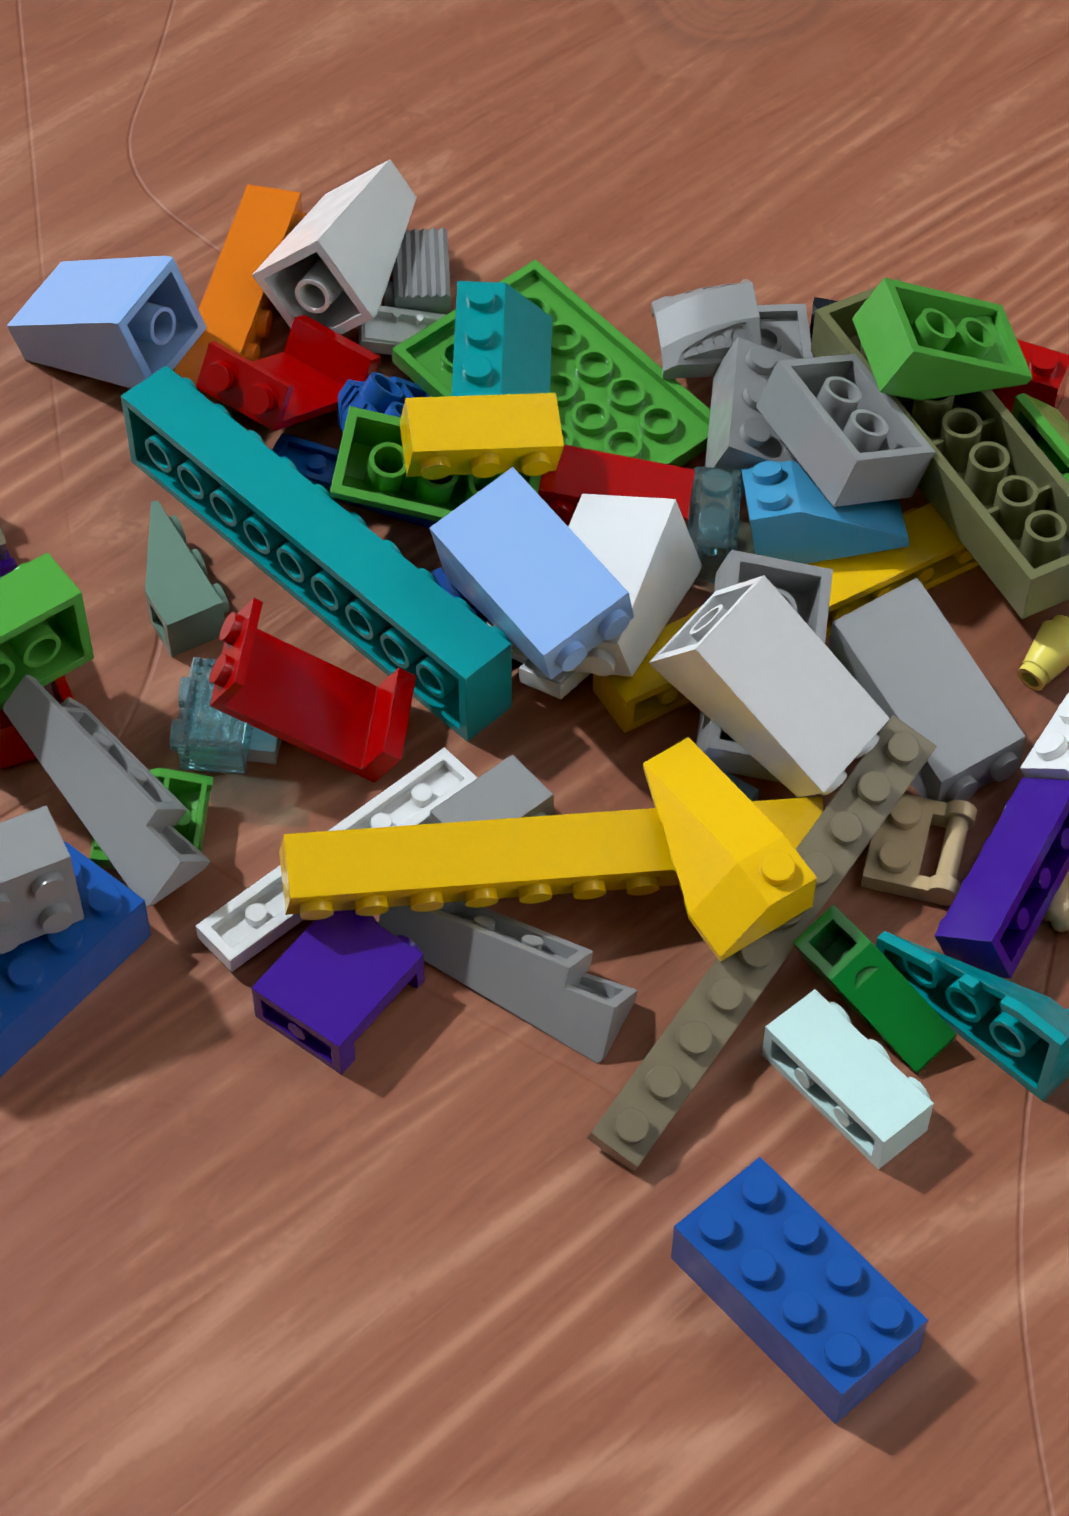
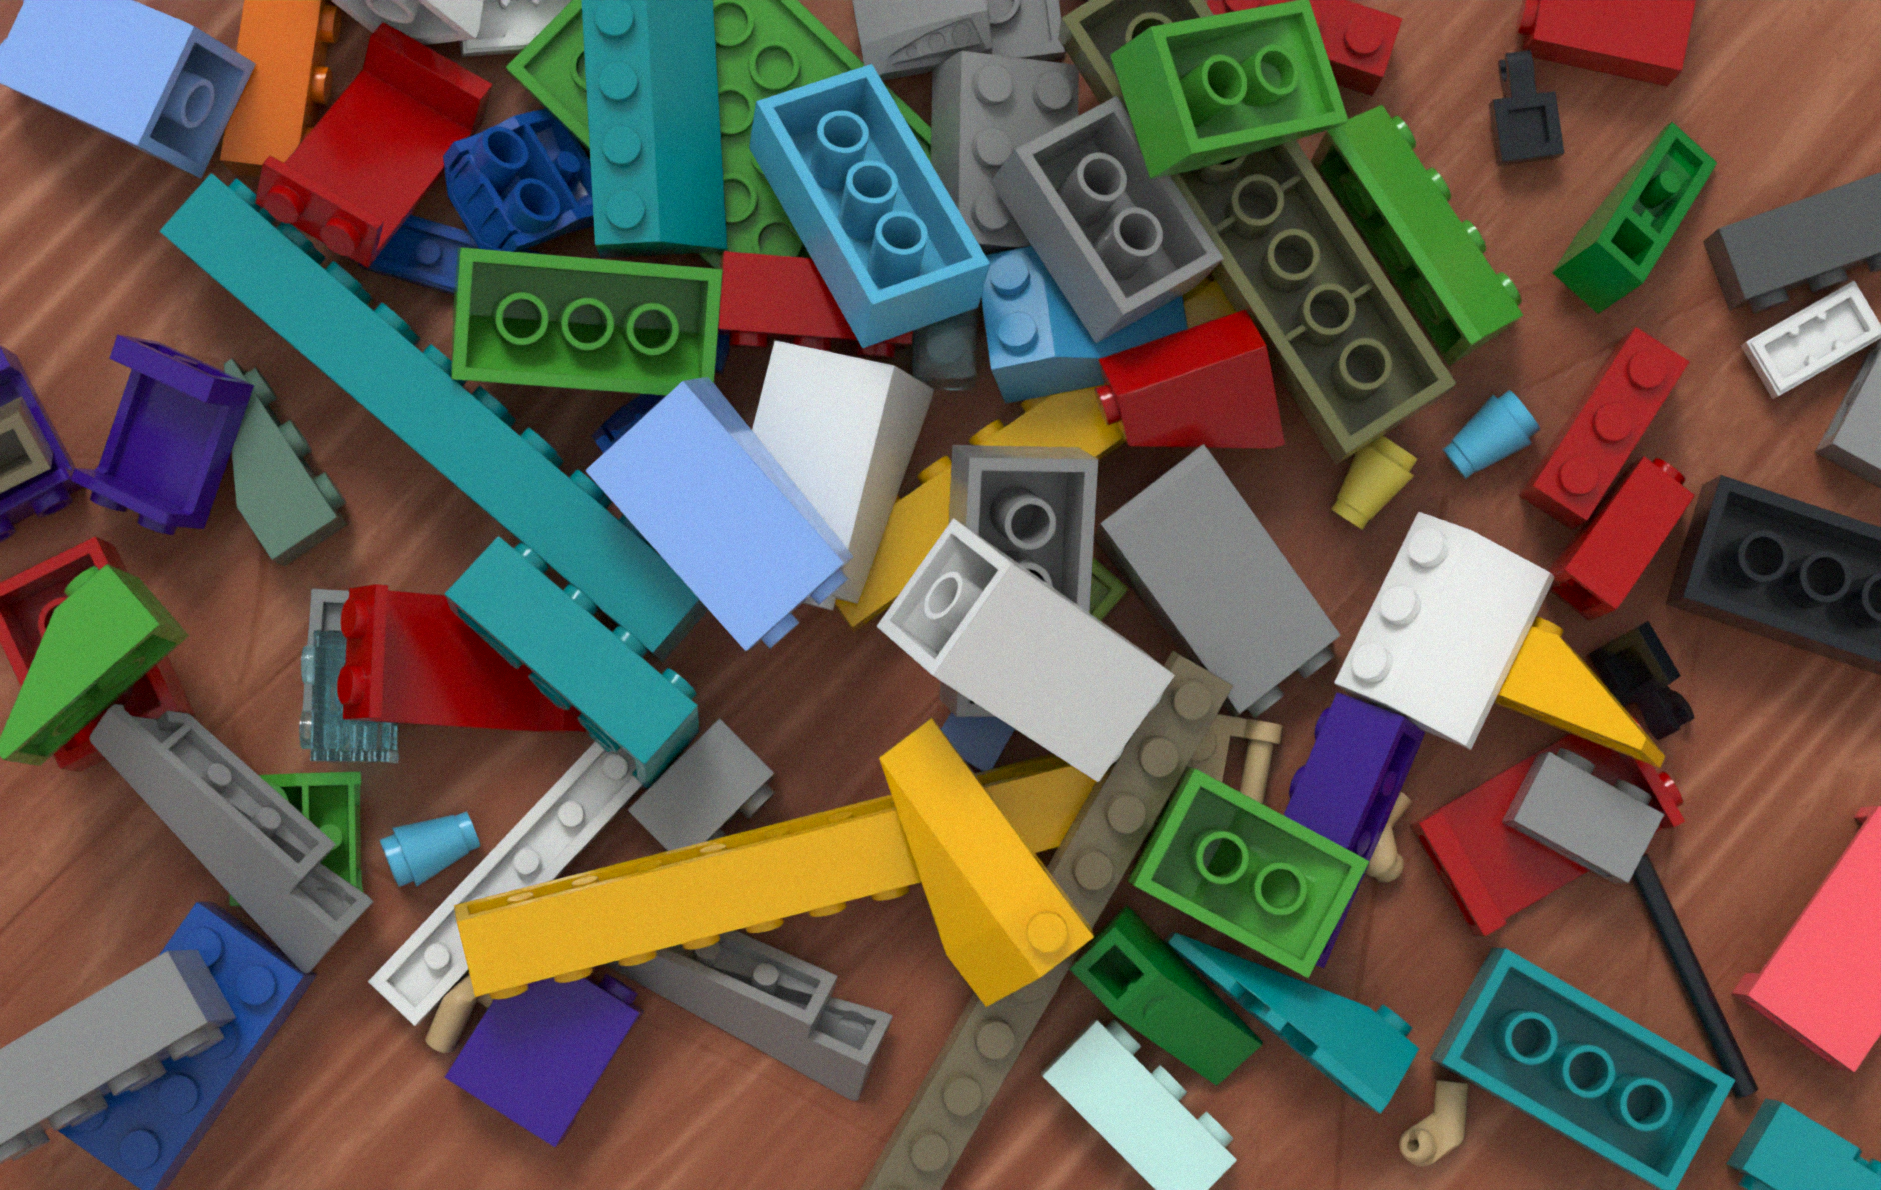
camera: 10 degrees left, 30 degrees up
(108, 534) = (167, 437): none -> dark purple panel
(254, 841) = (428, 847): none -> medium azure cone
(265, 954) = (453, 1016): none -> tan arm
(406, 690) = (577, 657): none -> teal wedge
(481, 435) = (638, 284): yellow brick -> none
(662, 416) = (868, 205): none -> medium azure brick
(912, 542) = (1194, 389): none -> red slope
(942, 876) = (1247, 871): none -> bright green slope

